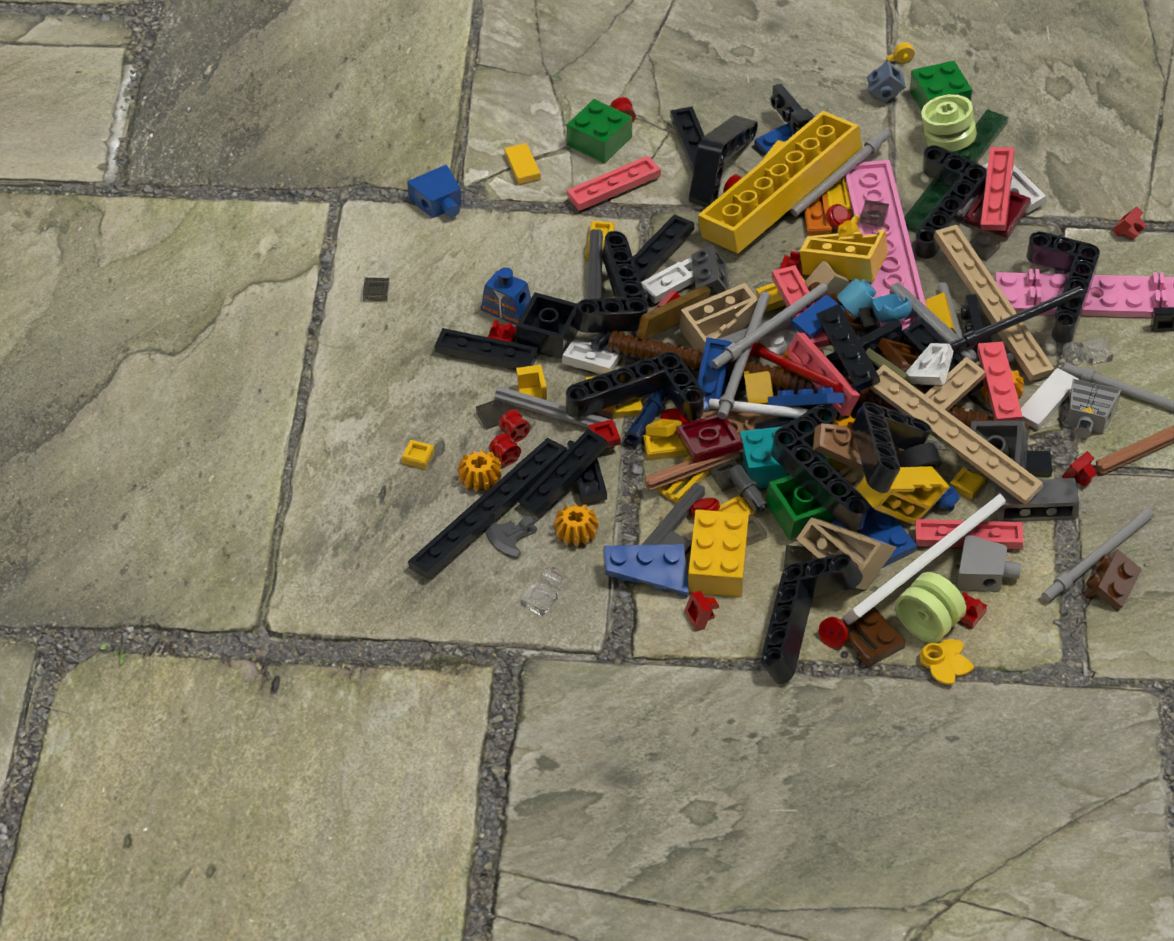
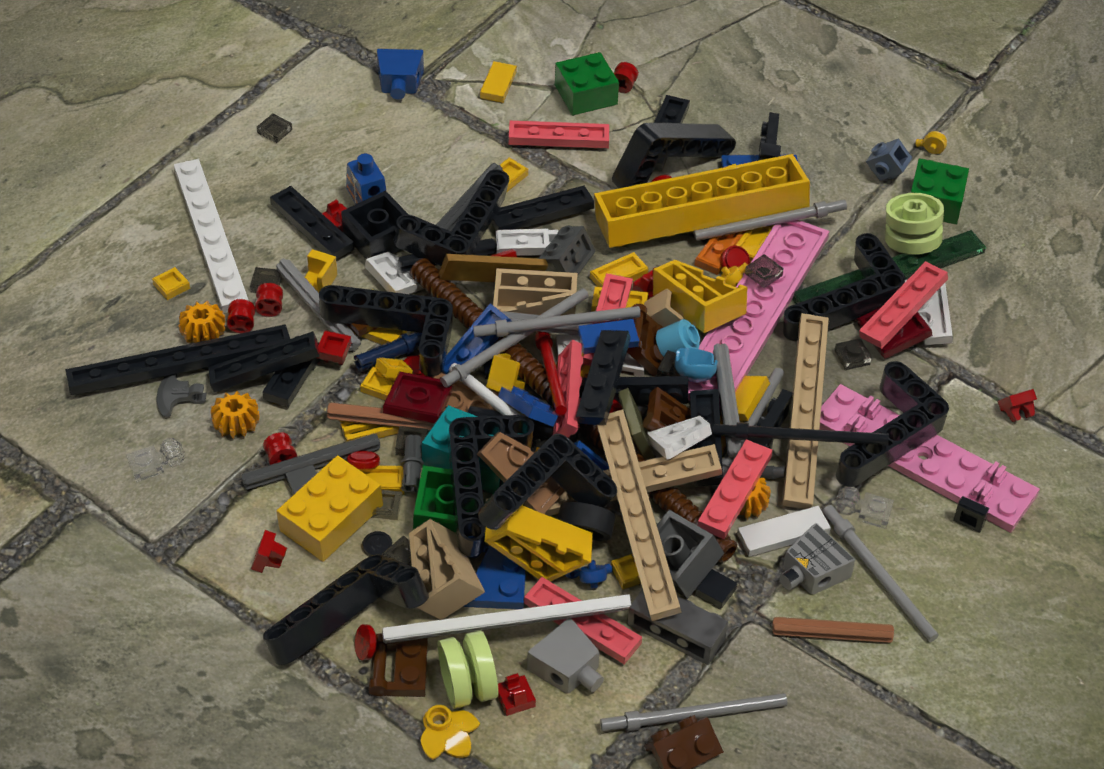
camera: 30 degrees right, 0 degrees up
(409, 399) = (210, 233): none -> white plate
(635, 531) = (279, 447): none -> red wheel
(651, 564) = (256, 483): blue wing -> none
(759, 269) = (626, 266): none -> yellow tile
(770, 562) = (376, 543): none -> black piece
(1081, 470) = (749, 617): red tile -> none

